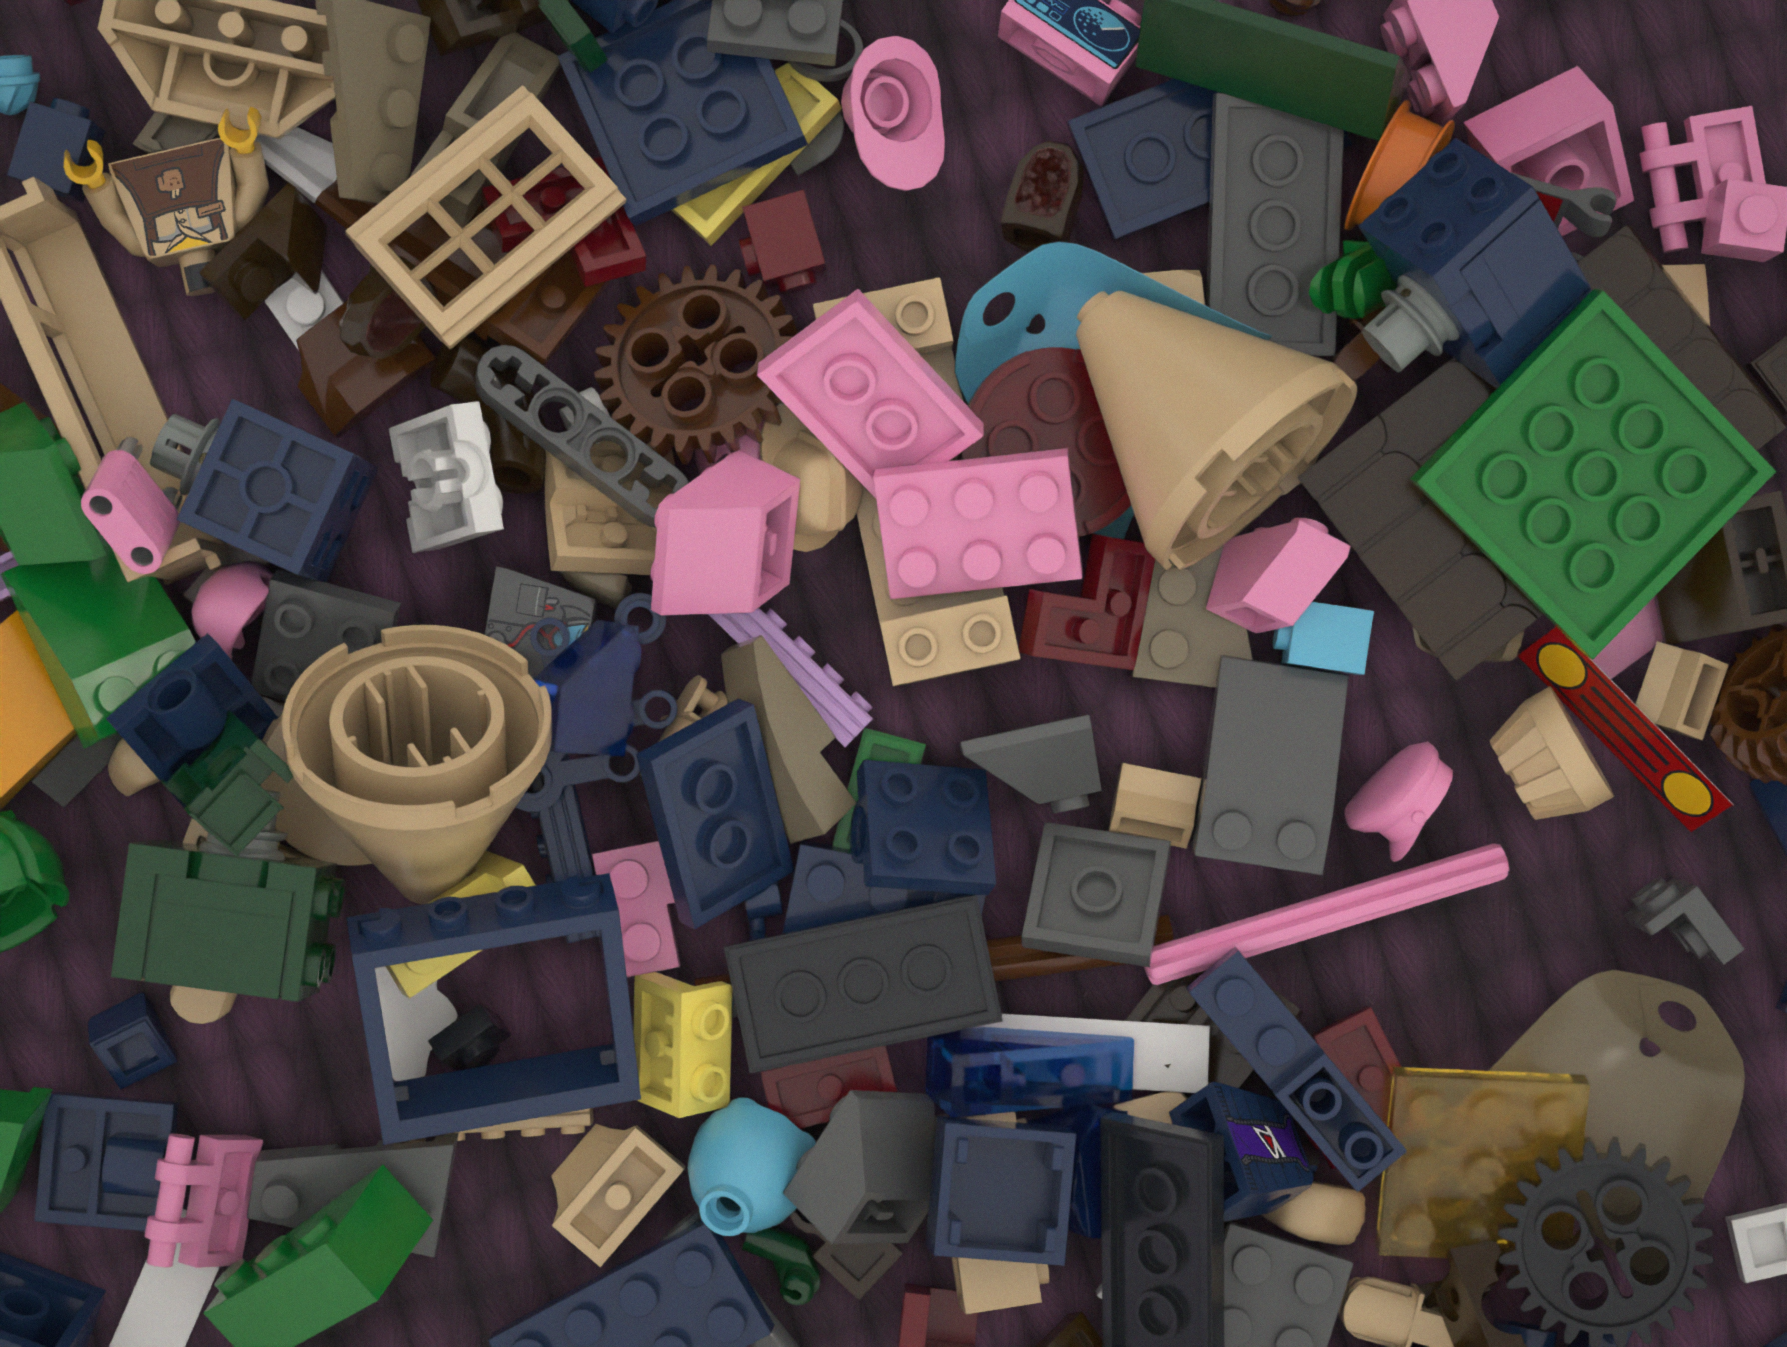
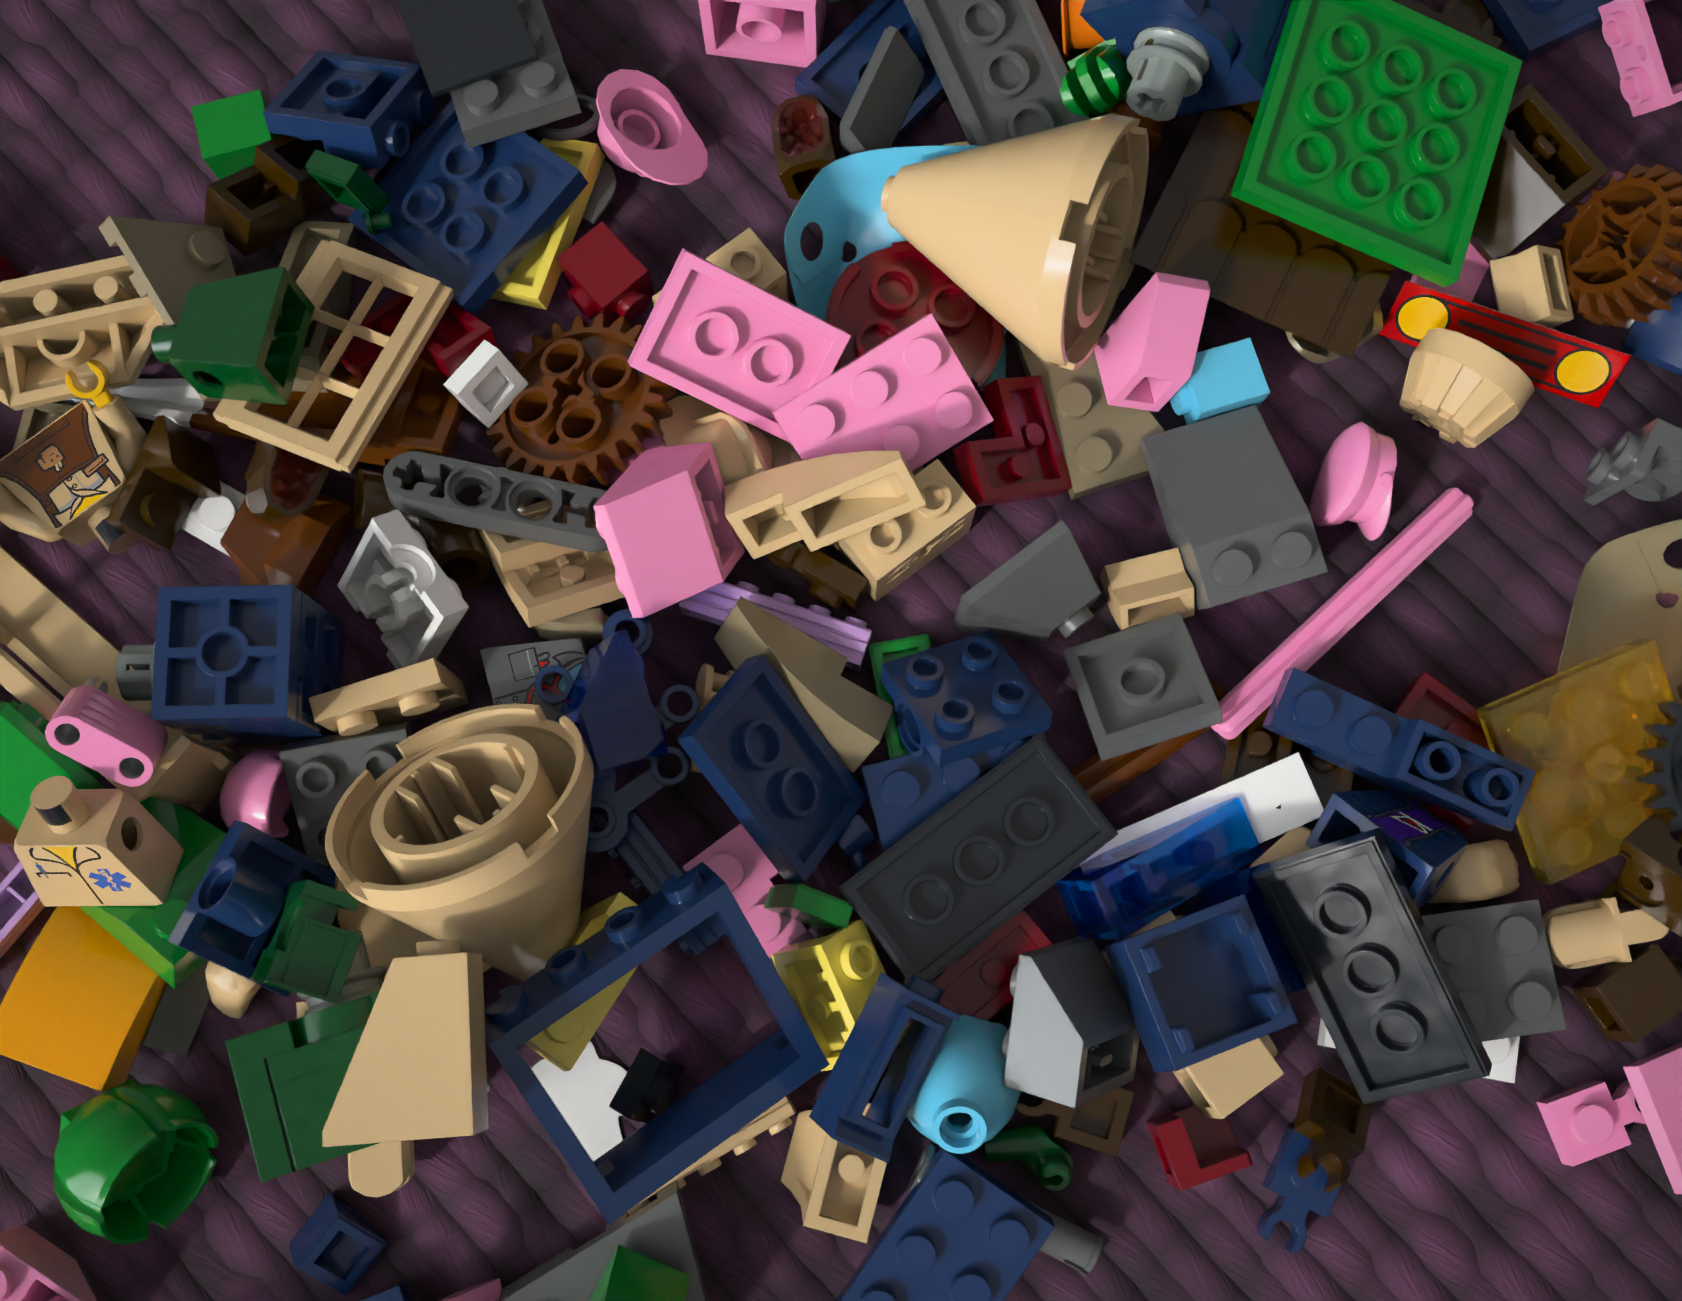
camera: 25 degrees left, 10 degrees down
(76, 604) = (94, 847): none -> tan torso
(292, 939) = (419, 1054): none -> tan slope
(402, 172) = (239, 337): none -> dark green torso
(415, 582) = (389, 699): none -> tan plate
(585, 82) = (377, 221): none -> dark green piece
(616, 307) = (486, 383): none -> white plate
(676, 1109) = (866, 1056): none -> dark blue window
(689, 949) = (809, 906): none -> green tile
(855, 654) = (829, 580): none -> dark brown plate
(873, 584) = (820, 499): none -> tan slope
(1139, 194) = (881, 96): none -> dark grey slope

